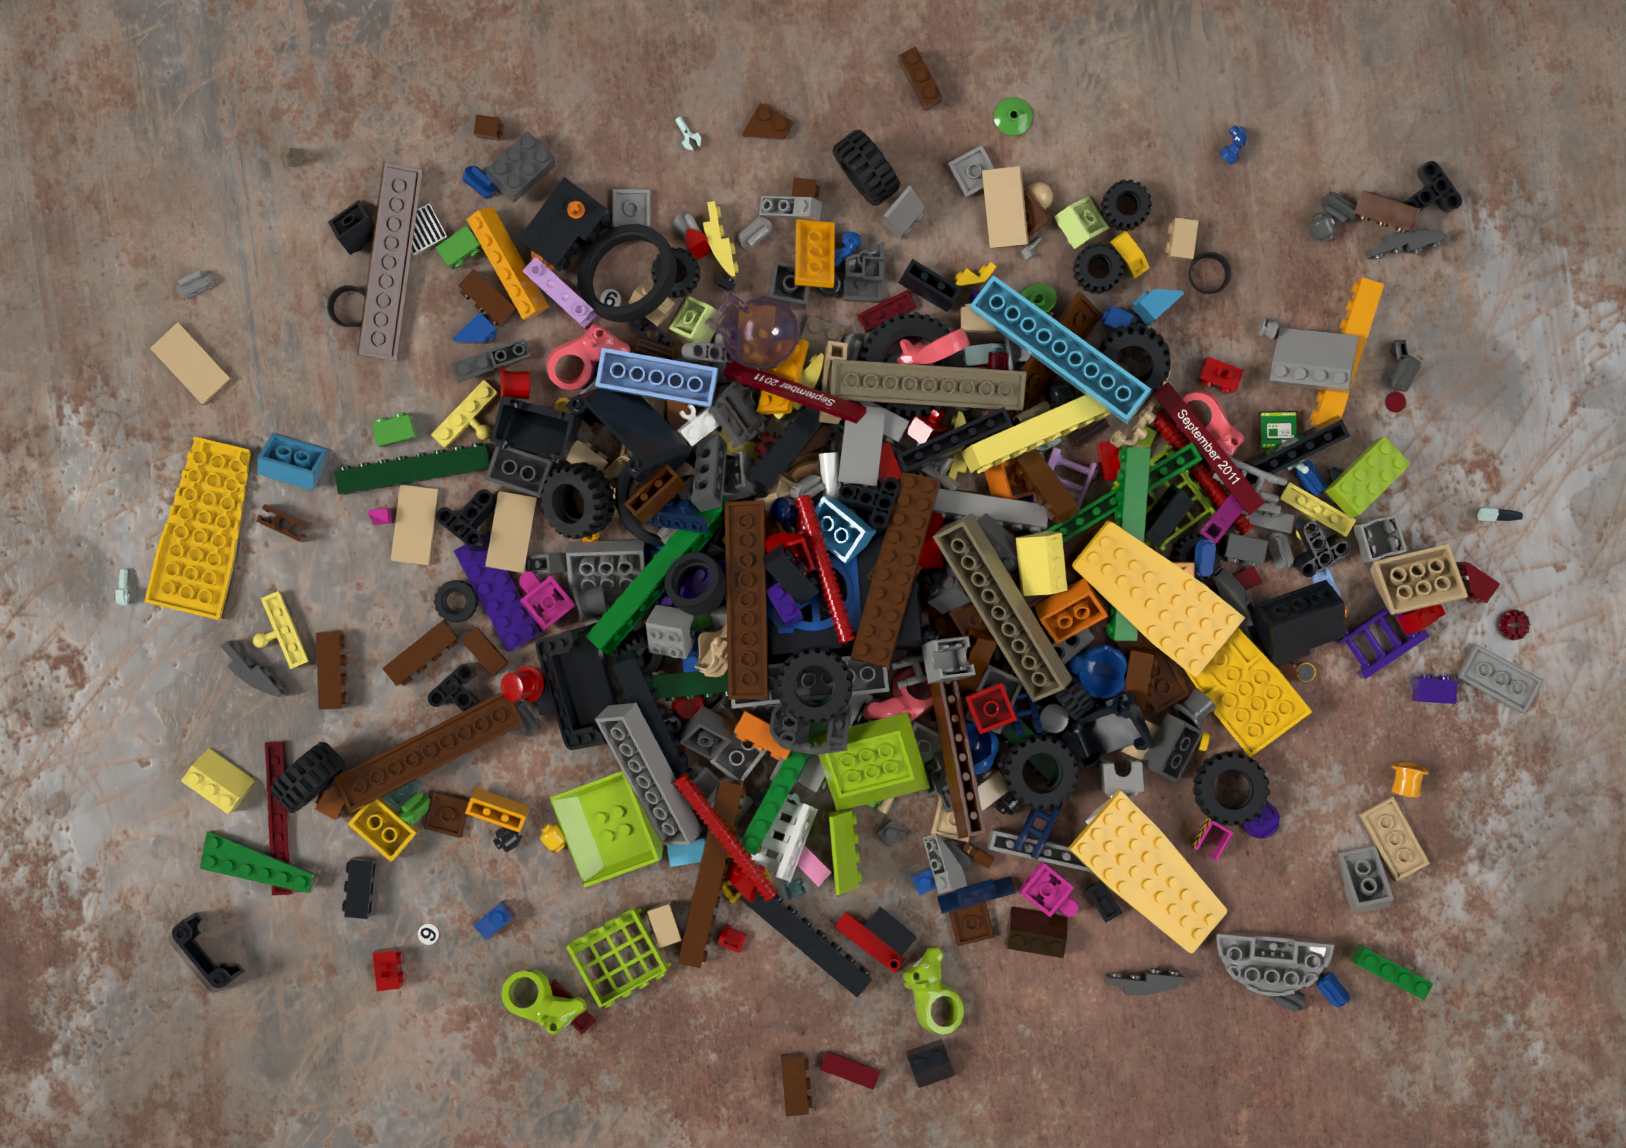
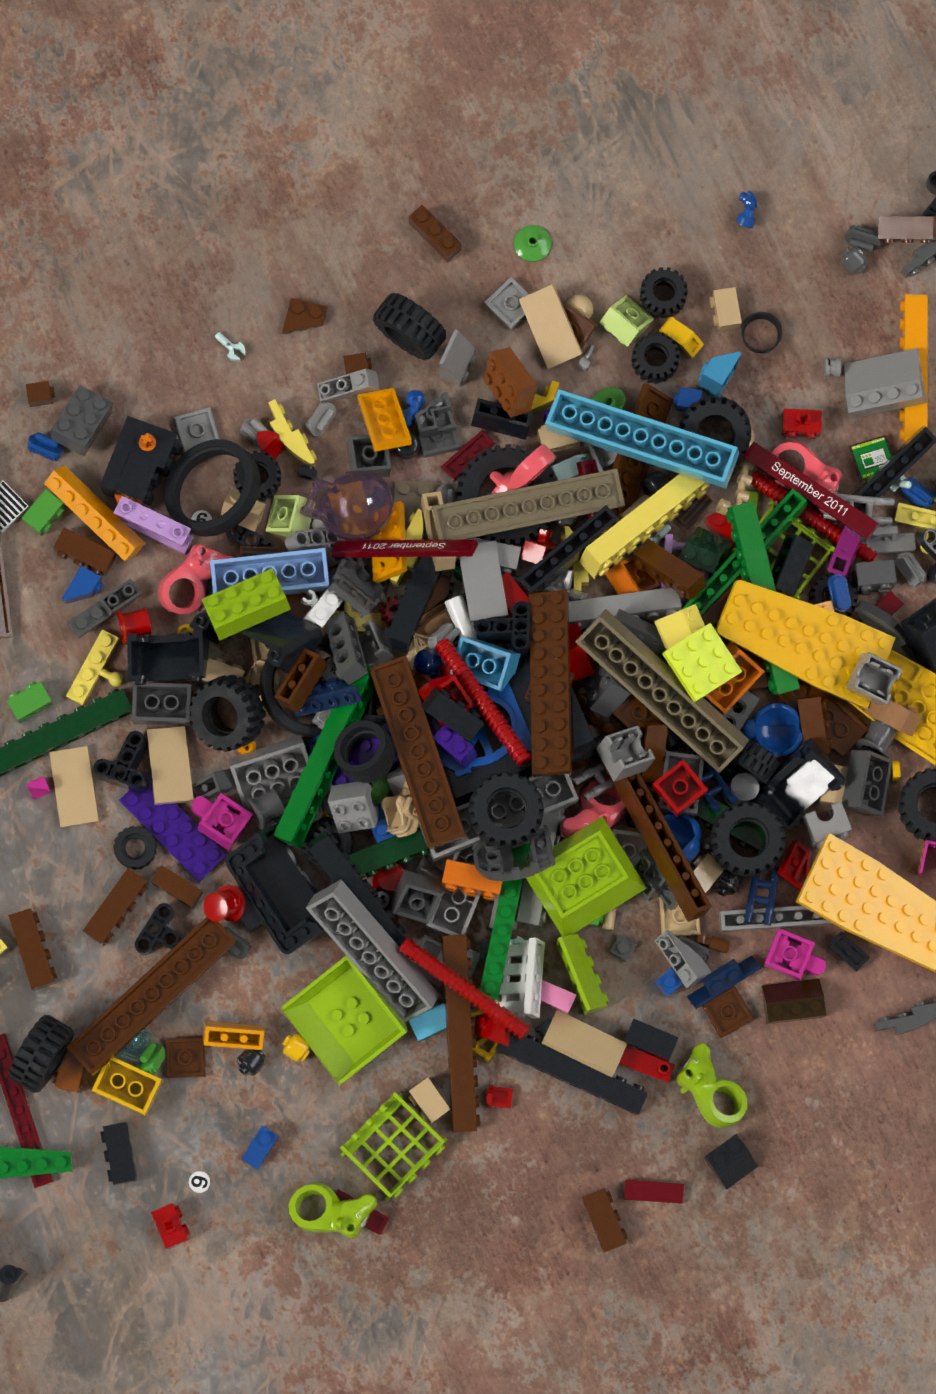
camera: 20 degrees left, 10 degrees down
(622, 403) = (246, 604): none -> lime brick
(826, 917) = (584, 1043): none -> tan tile
(948, 252) = (510, 382): none -> dark orange brick
(1049, 594) = (702, 662): none -> neon yellow plate
(1079, 805) = (795, 865): none -> red wing
(1088, 476) = (705, 550): none -> clear green slope
(1211, 655) = (873, 678): none -> light grey piece
(1219, 689) = (896, 715): none -> medium nougat brick

